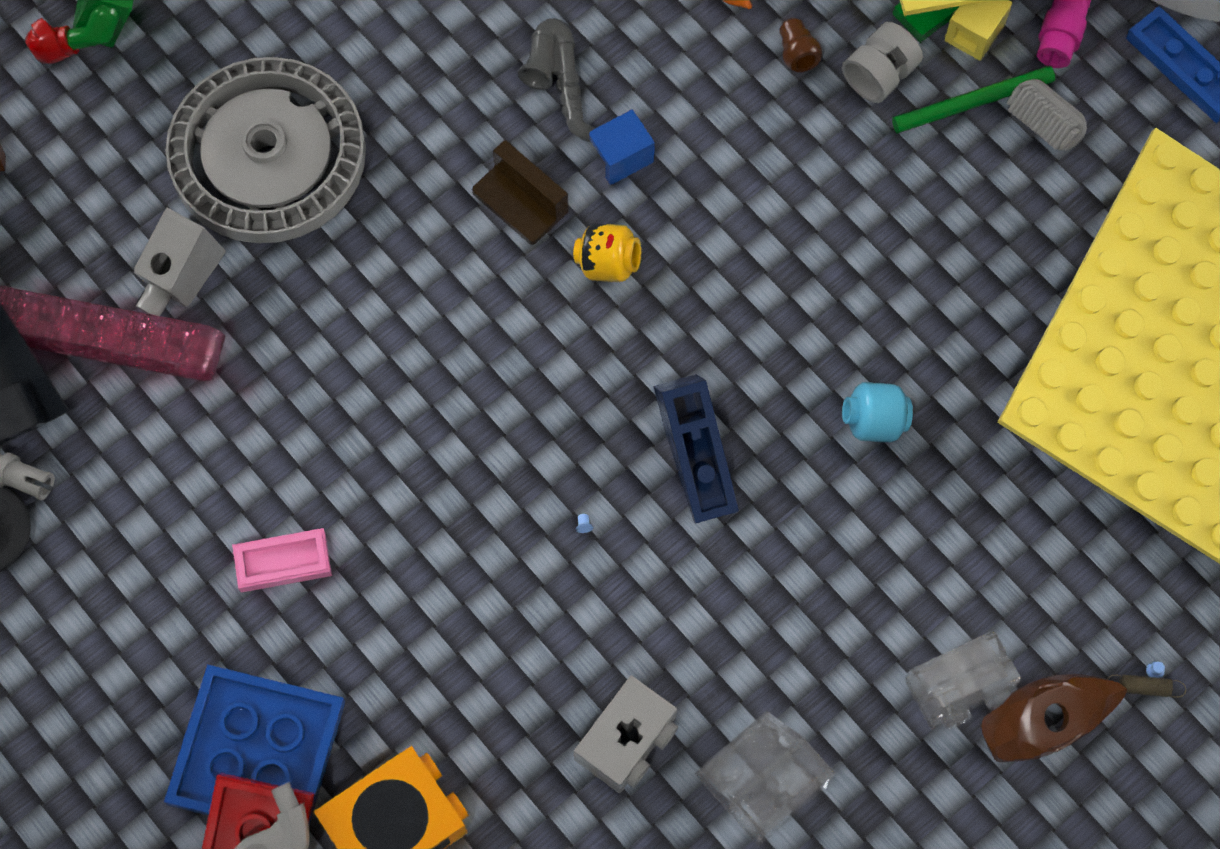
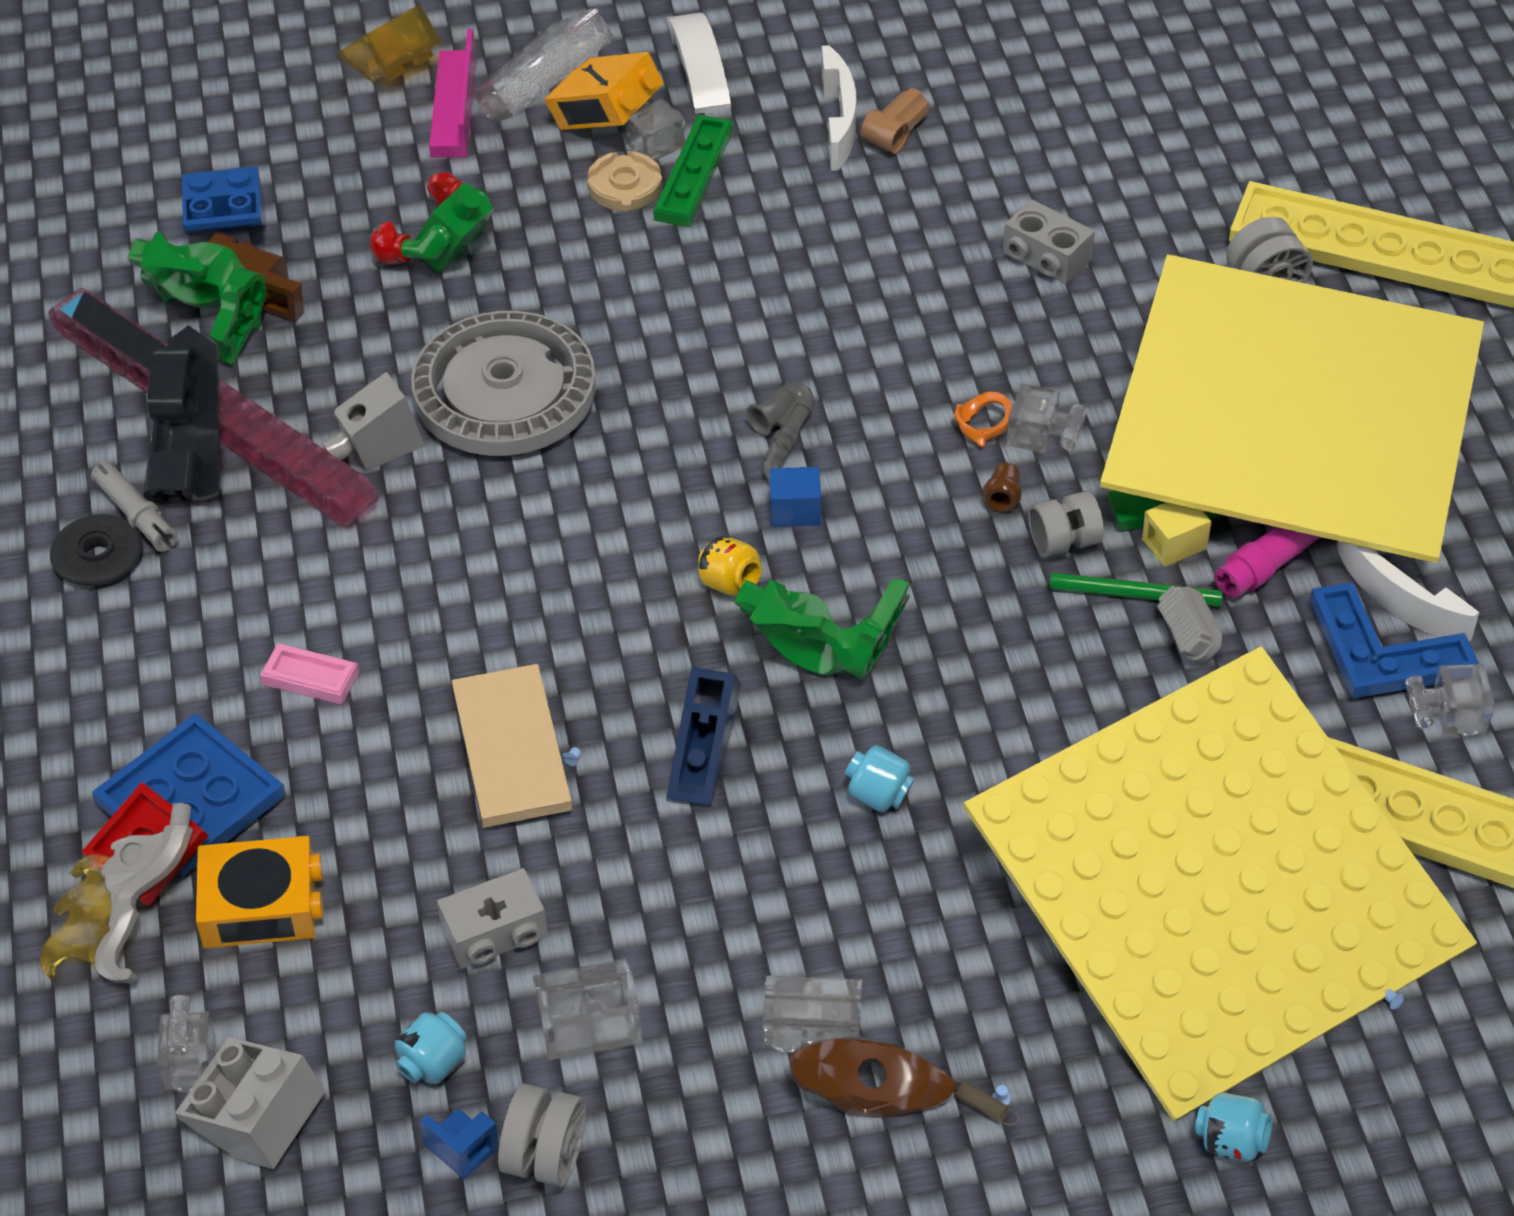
camera: 30 degrees right, 20 degrees down
(521, 194) = (689, 499): dark brown panel -> none
(525, 543) = (511, 745): none -> tan tile
(727, 293) = (808, 637): none -> green hips

